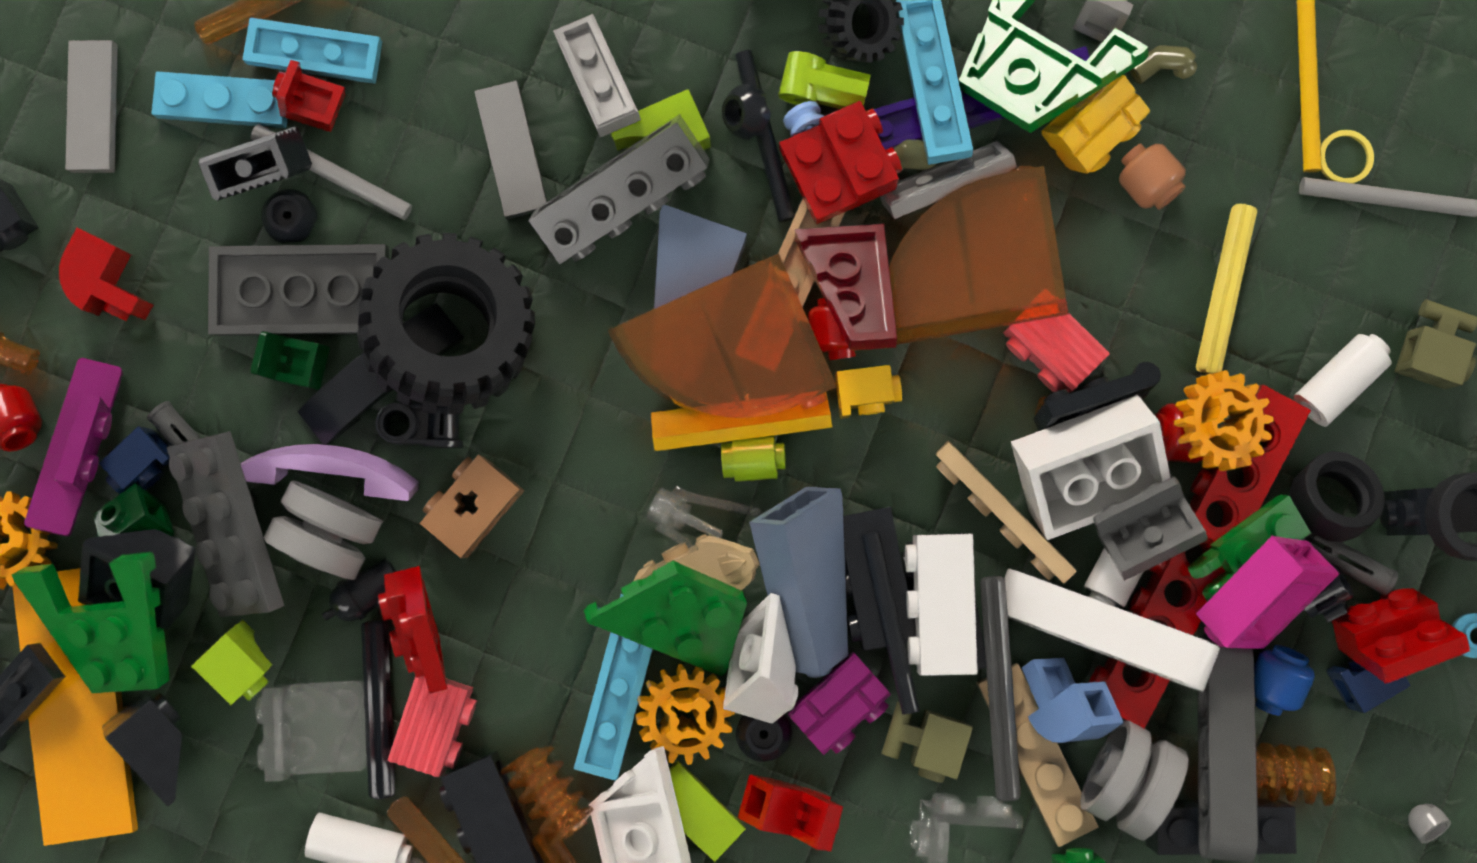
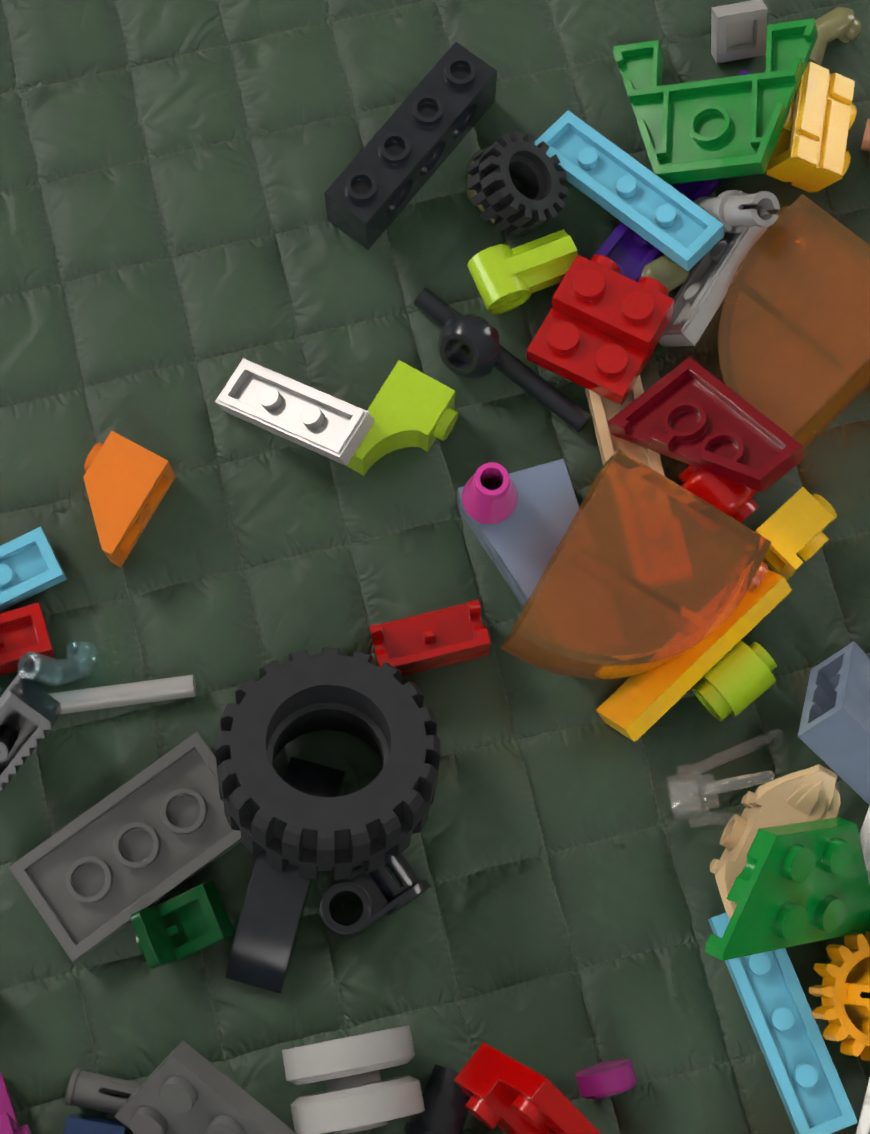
camera: 40 degrees left, 10 degrees down
(292, 229) = (83, 789): black plate -> none
(325, 141) = (55, 672): none -> clear light blue arm
(380, 476) = (373, 979): lavender slope -> none
(447, 52) = (124, 492): none -> orange slope
(467, 530) = (504, 910): medium nougat brick -> none
(483, 642) = (606, 1079): none -> magenta tile
(511, 149) = (257, 547): light grey tile -> none
(577, 290) = (432, 639): none -> red hinge
(621, 189) = (406, 503): dark grey brick -> none
(679, 234) = (490, 505): none -> dark pink cone
(802, 117) = (529, 314): light blue bush -> none
(991, 145) = (740, 209): none -> light grey pin

